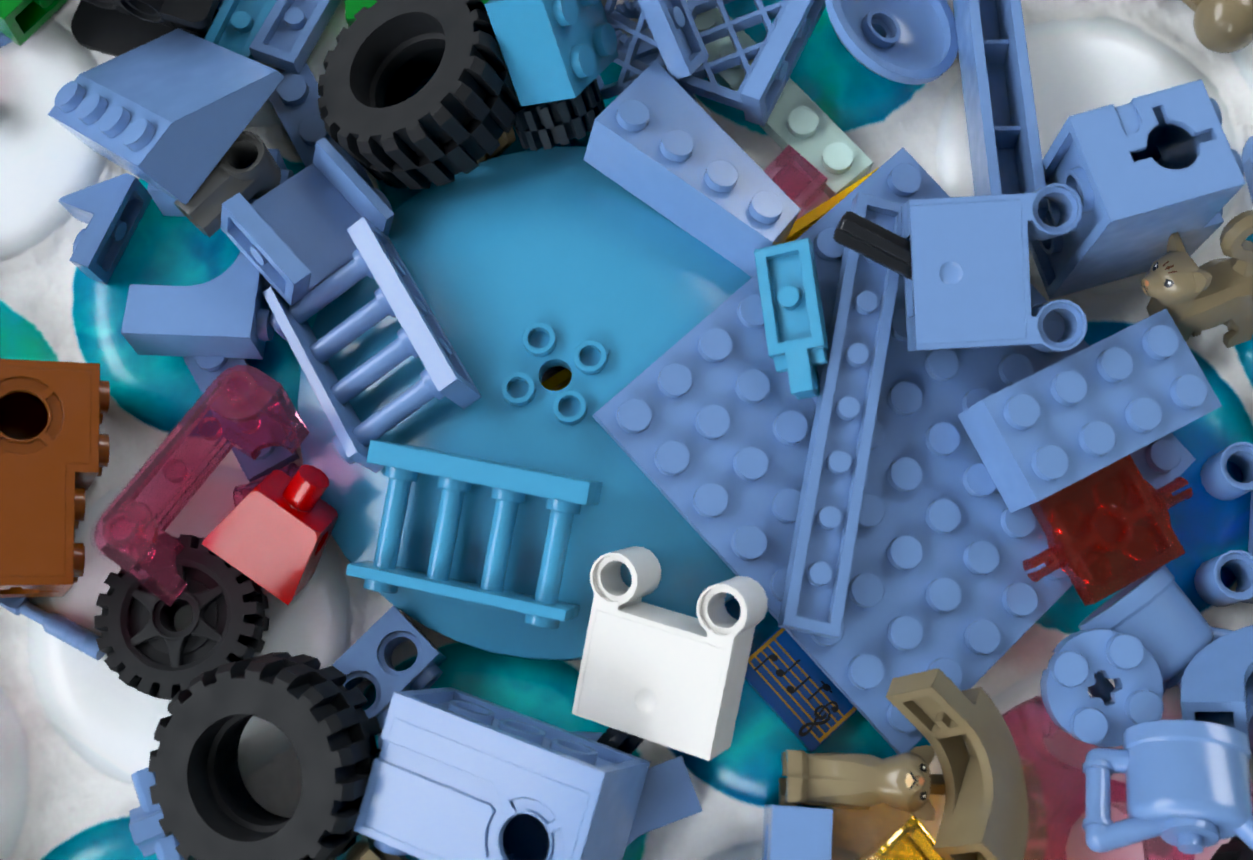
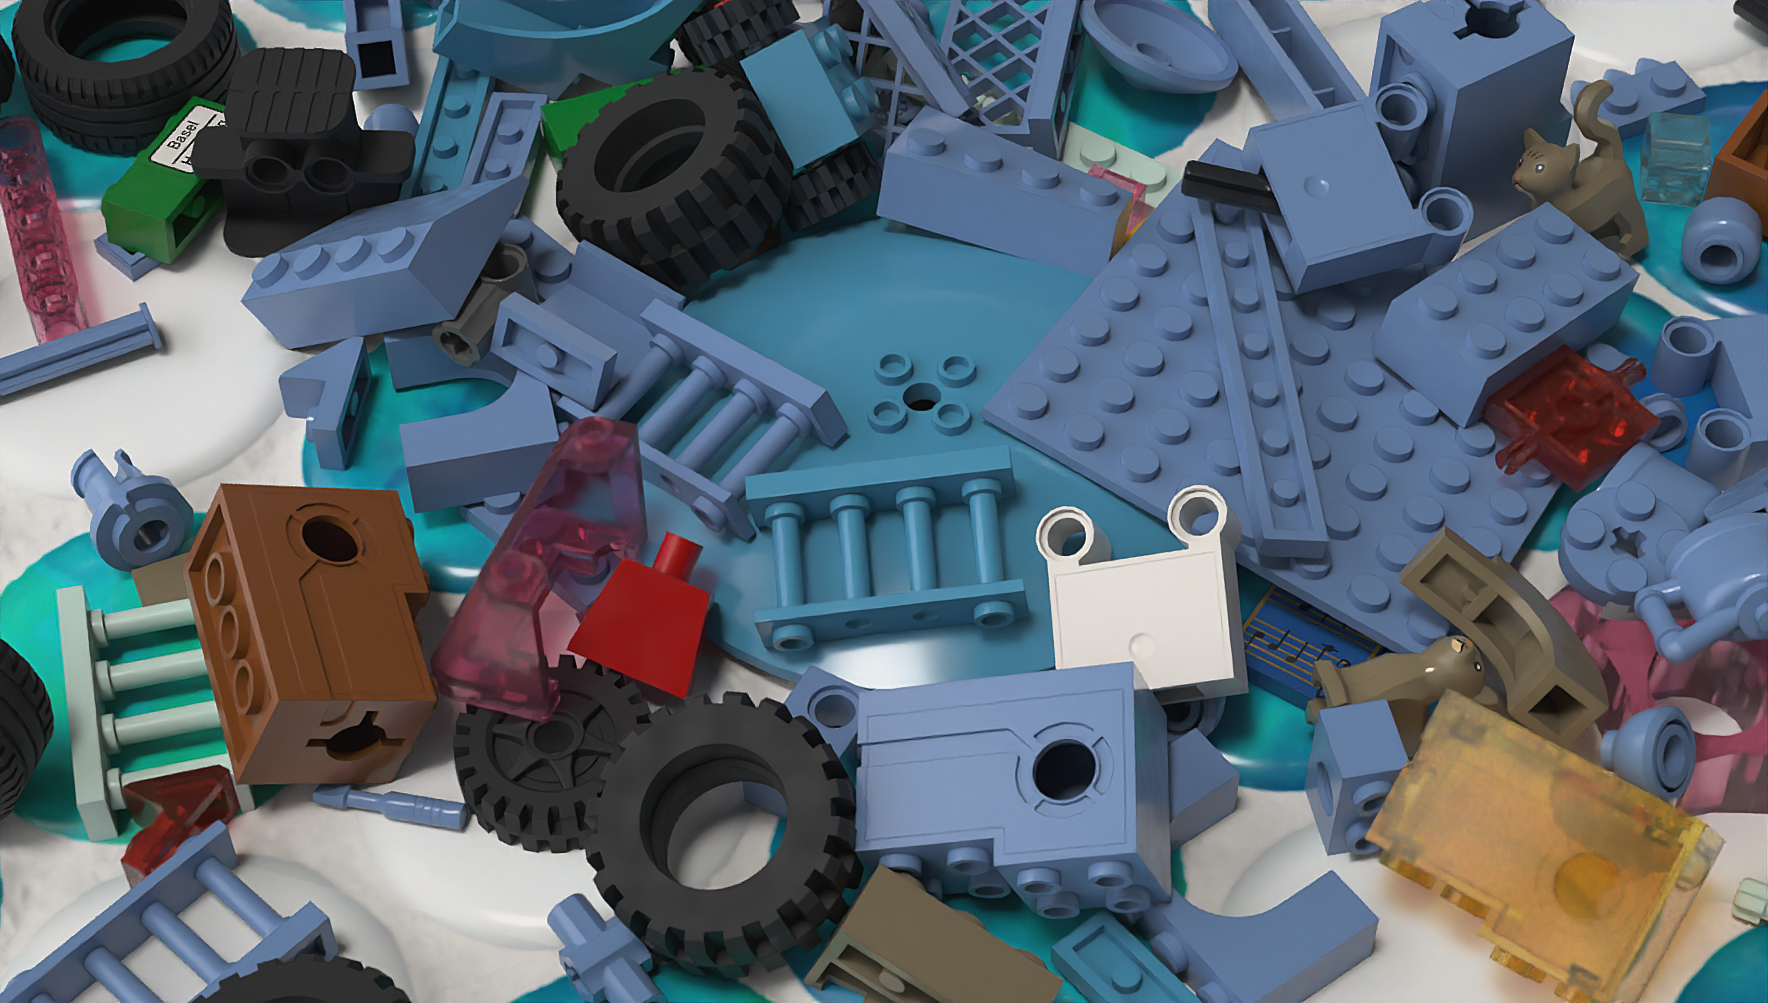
camera: 20 degrees left, 25 degrees down
(793, 313) = (1164, 275): dark azure hinge -> none
(1192, 529) = (1673, 423): none -> medium blue plate

